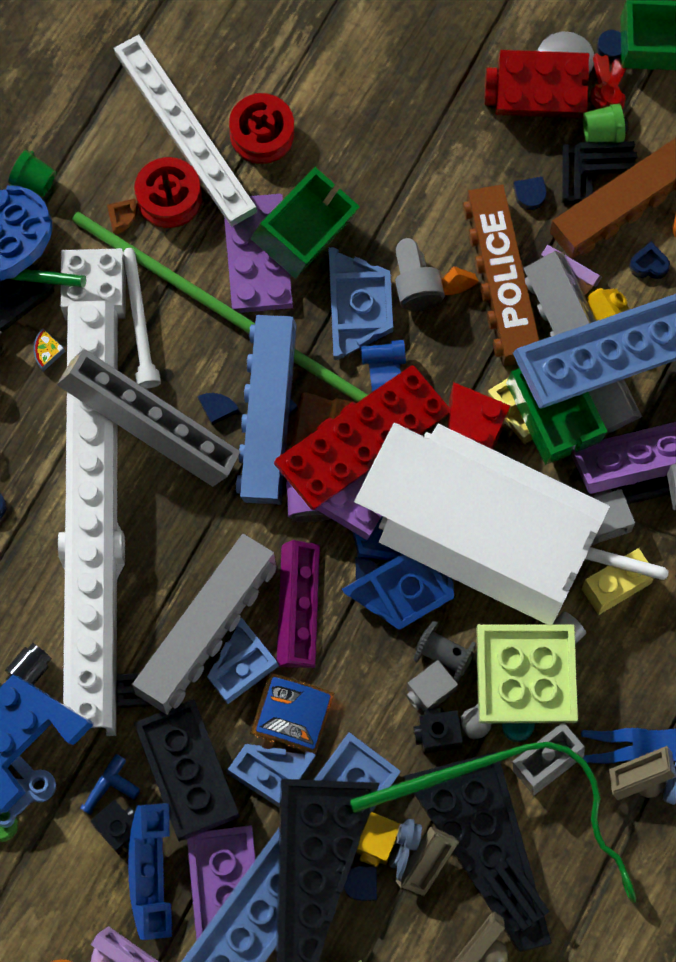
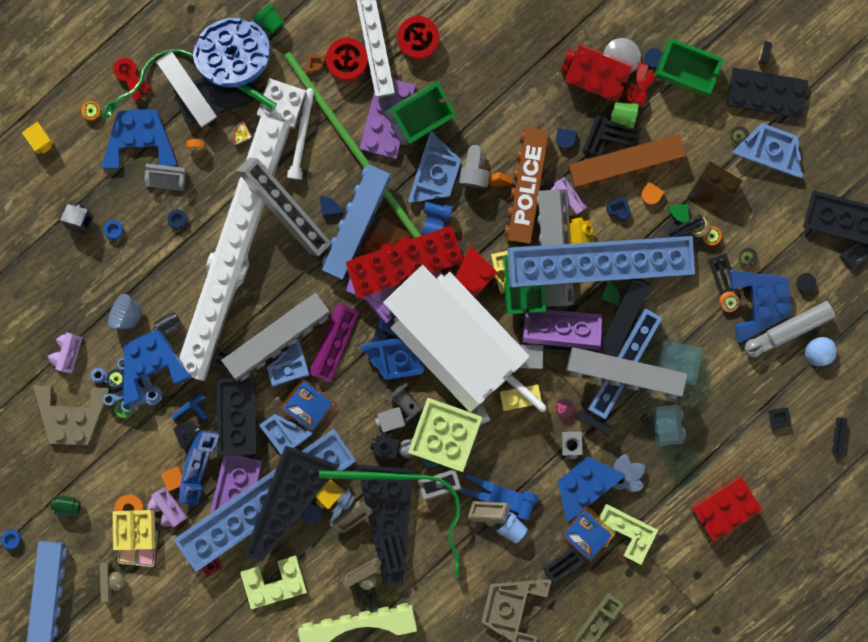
camera: 15 degrees right, 15 degrees up
(116, 908) = (172, 478): none -> orange tile

